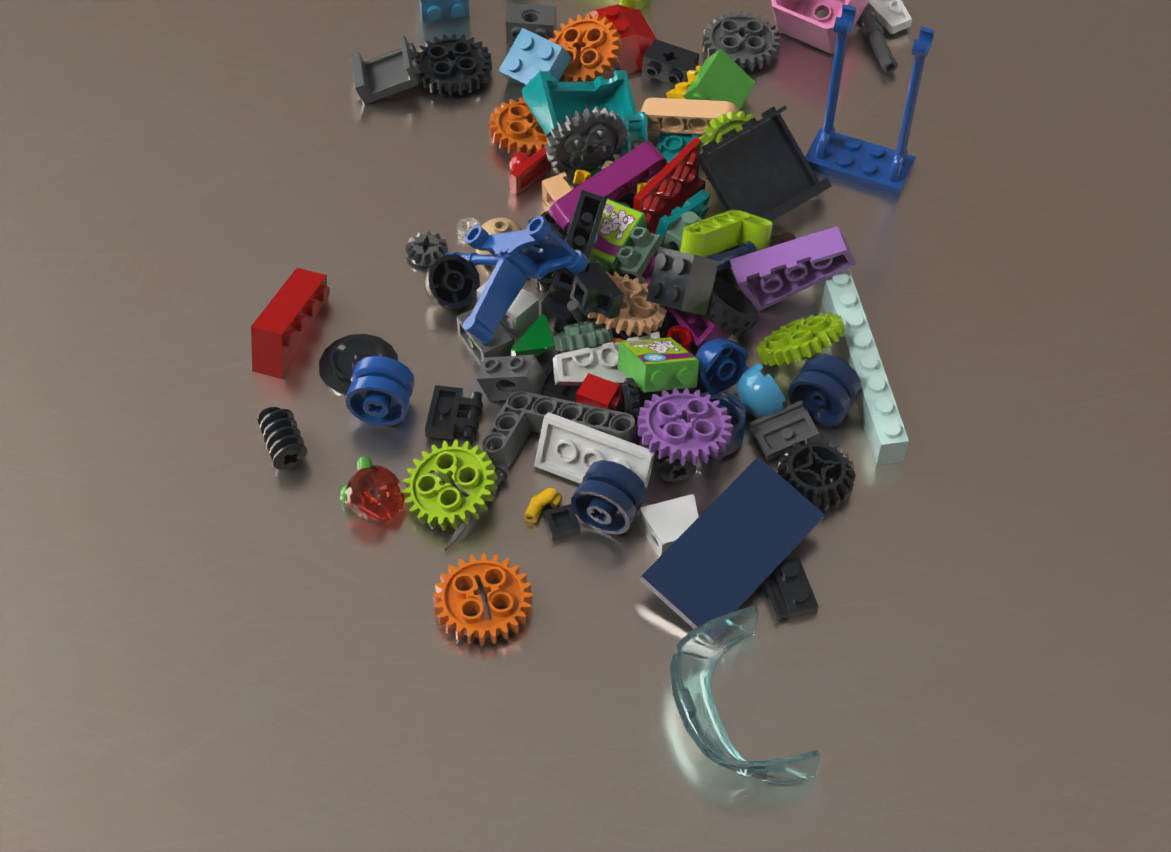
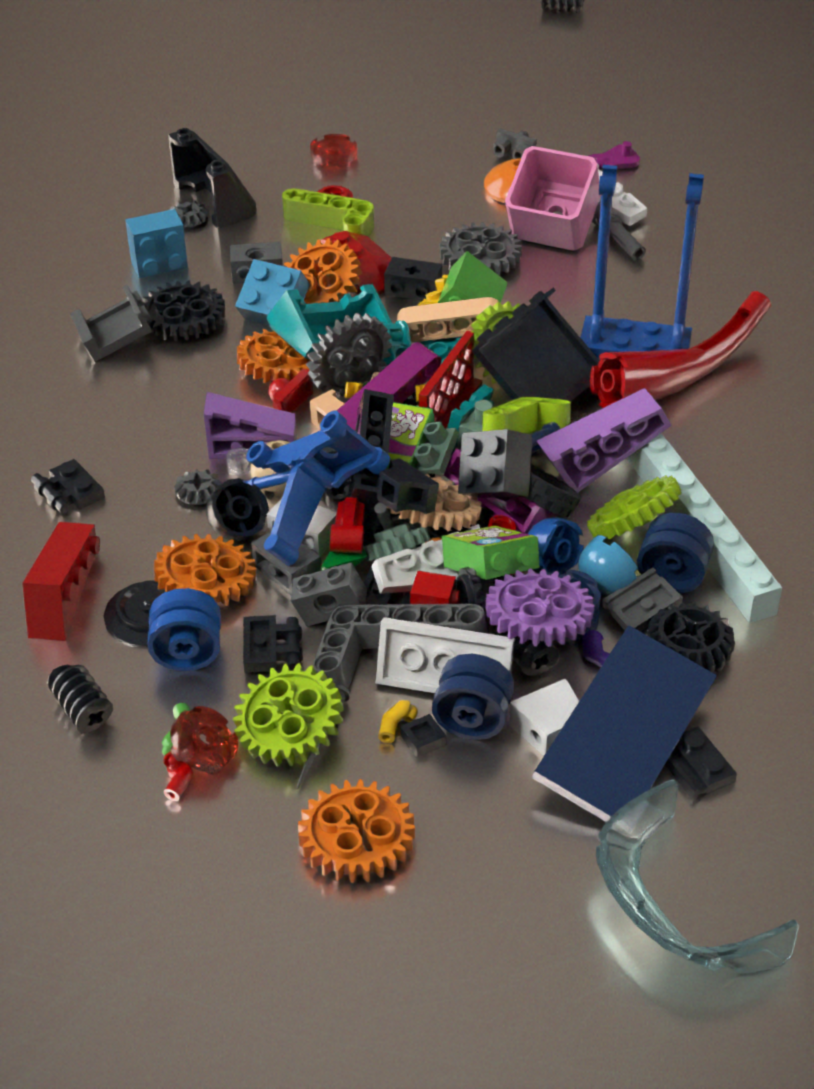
camera: 10 degrees left, 10 degrees down
(322, 230) = (75, 484): none -> black plate
(350, 524) = (180, 774): none -> red arm
(413, 334) = (207, 567): none -> orange gear
(479, 197) = (240, 424): none -> medium lavender wedge
(541, 321) = (348, 530): none -> red piece
(729, 465) = (593, 647): none -> dark purple arm
(865, 203) = (676, 369): none -> red brick

